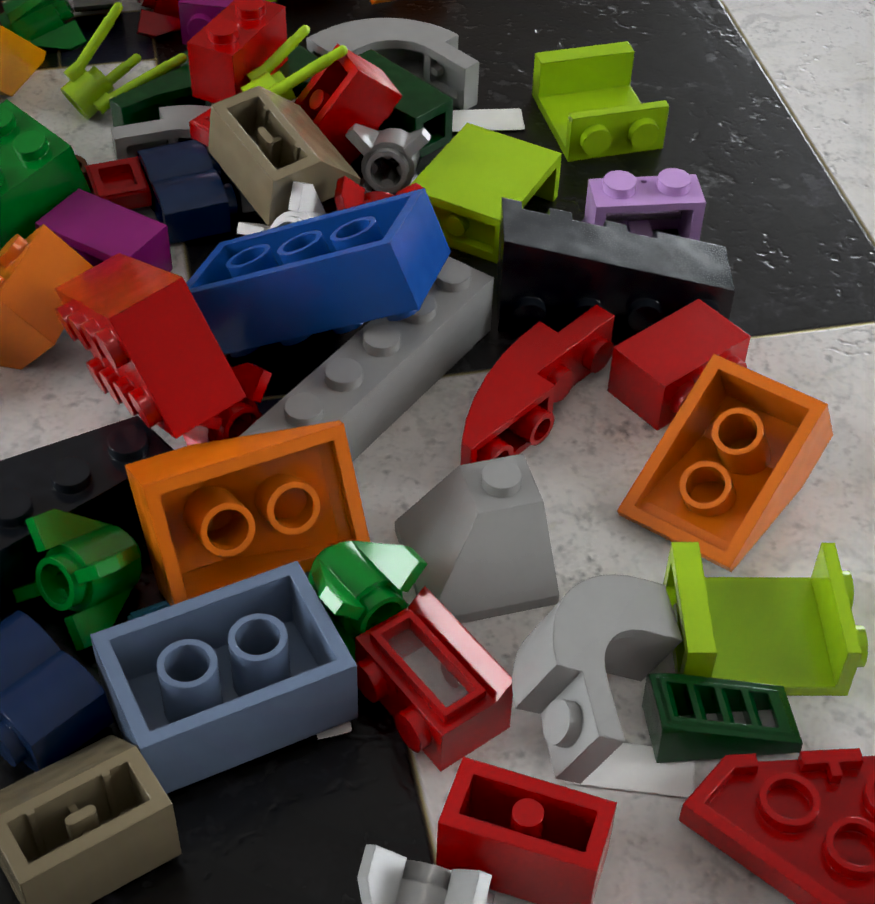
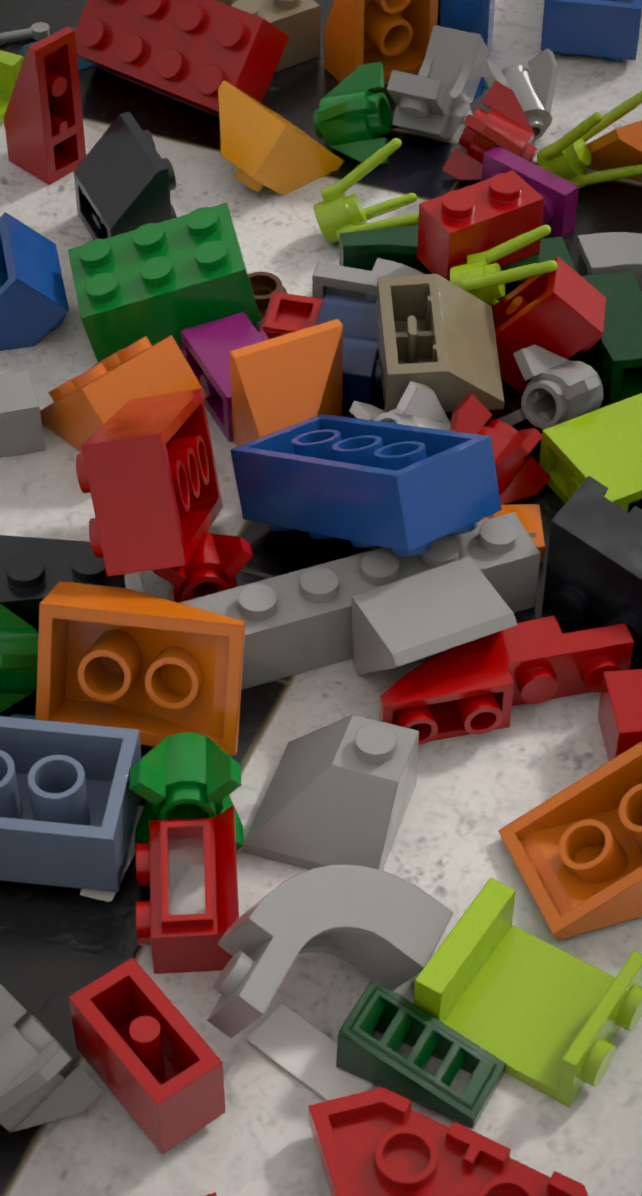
camera: 35 degrees right, 0 degrees up
(172, 221) = (286, 381): none -> orange slope
(450, 367) = (425, 616): none -> light grey slope

